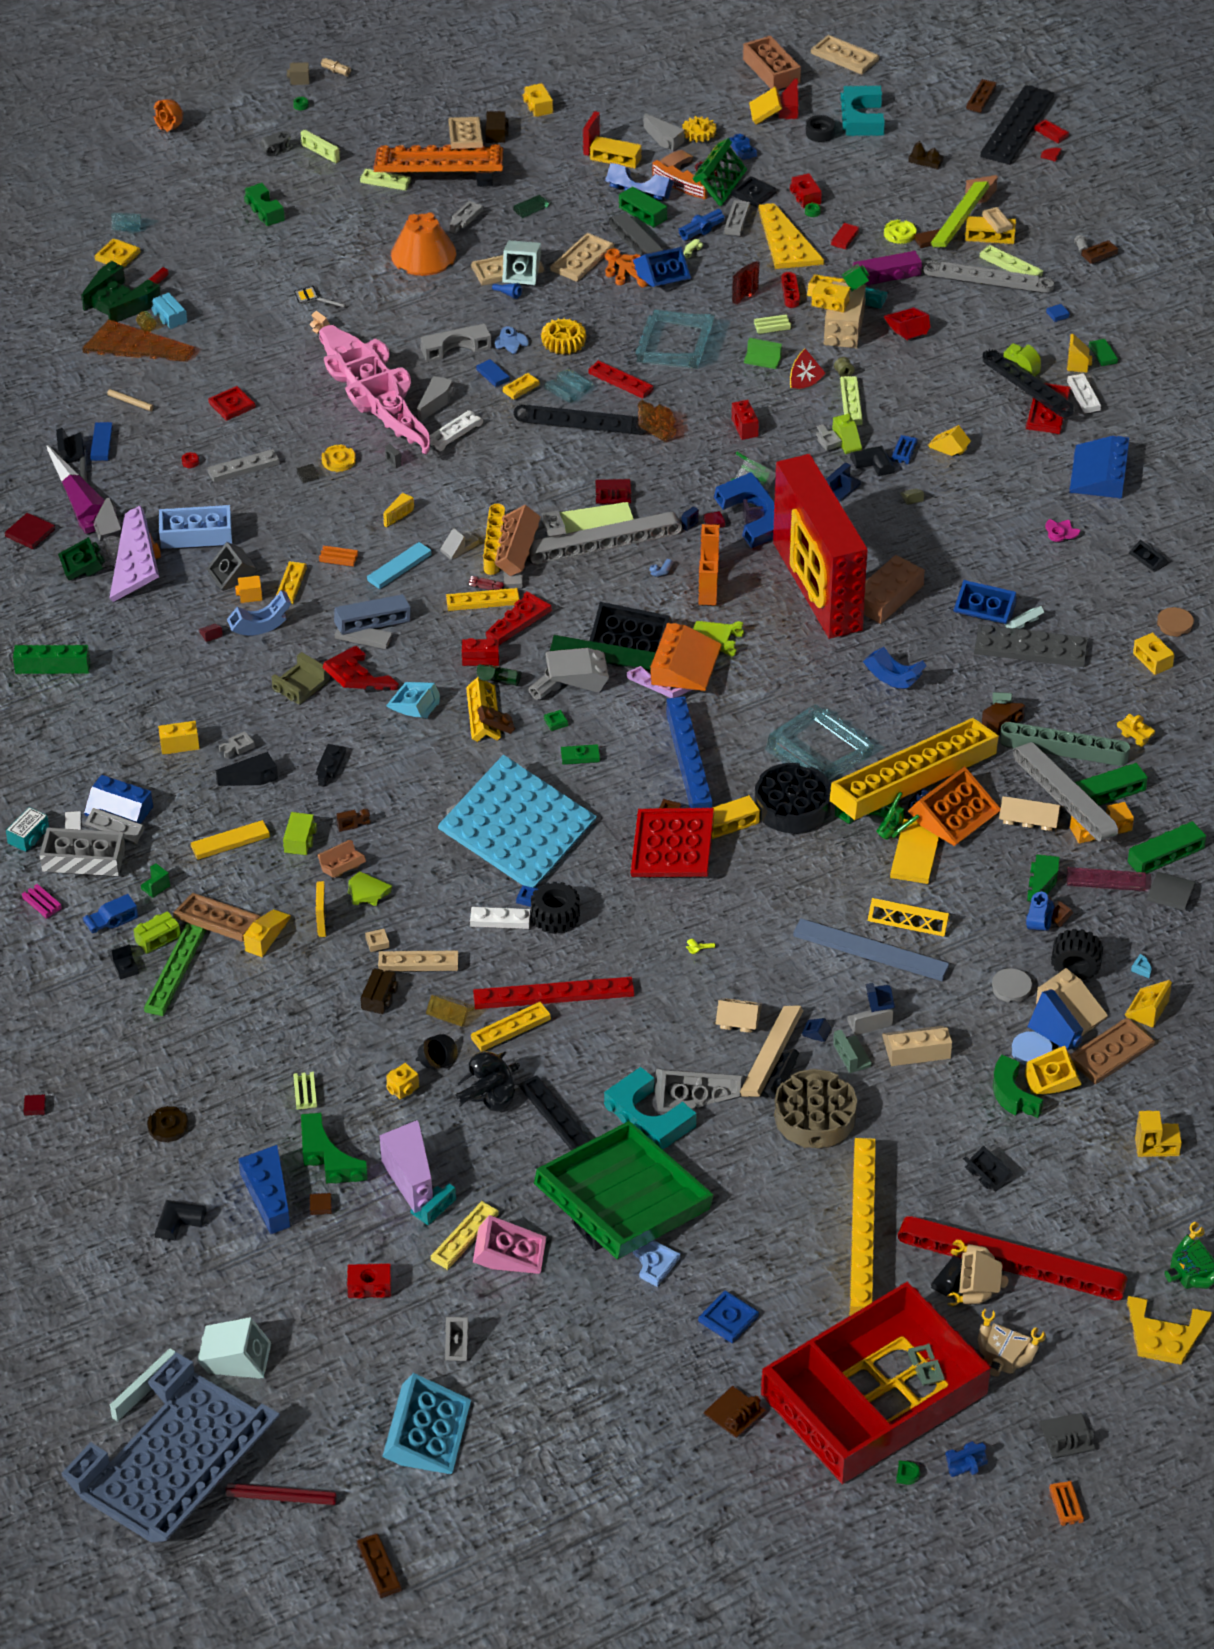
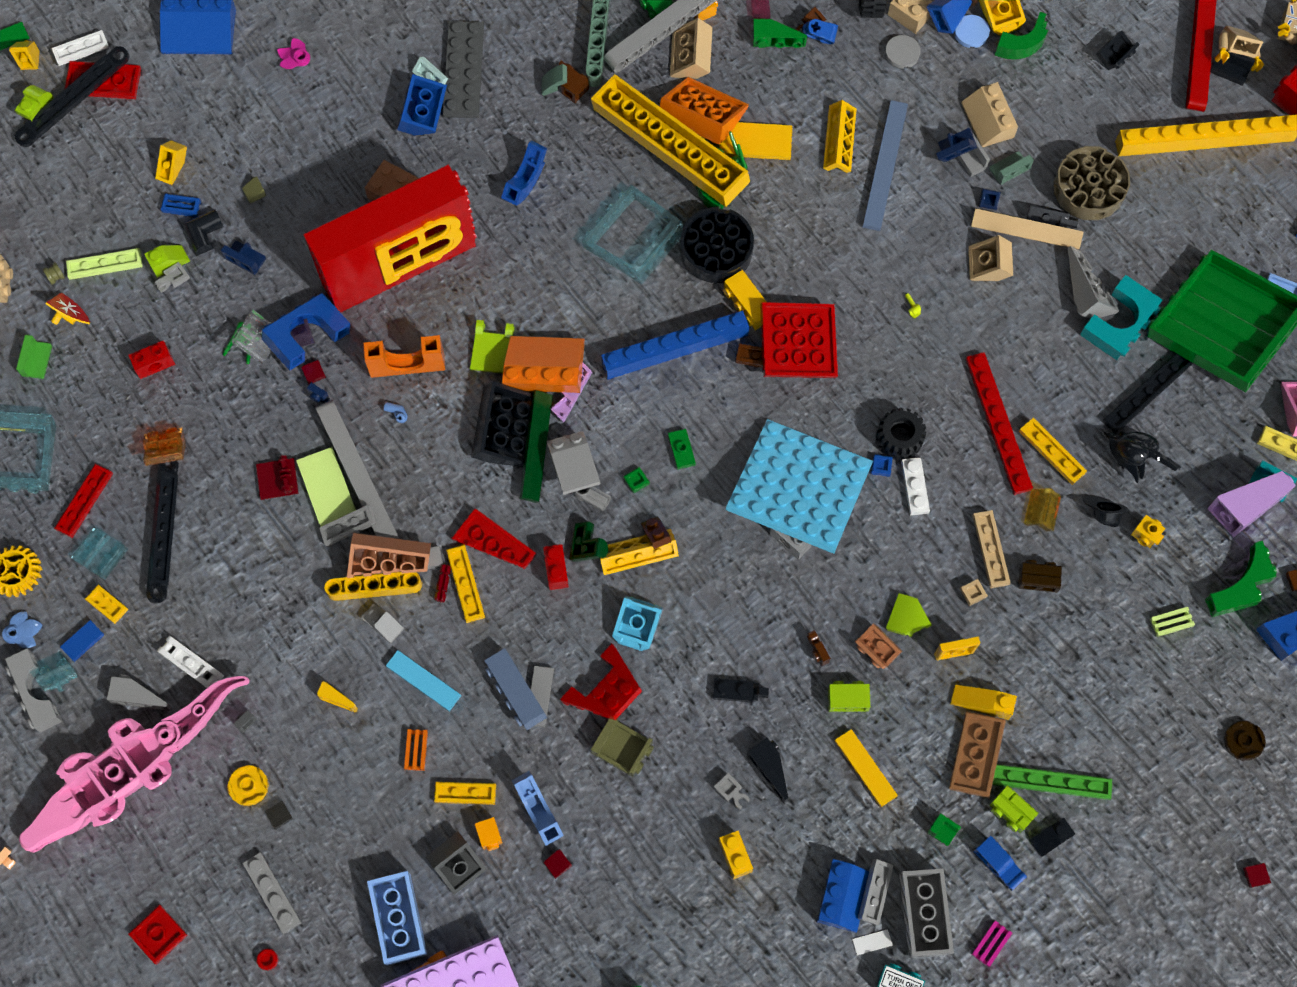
camera: 100 degrees left, 25 degrees up
(464, 355) = (56, 677): none -> clear light blue hips

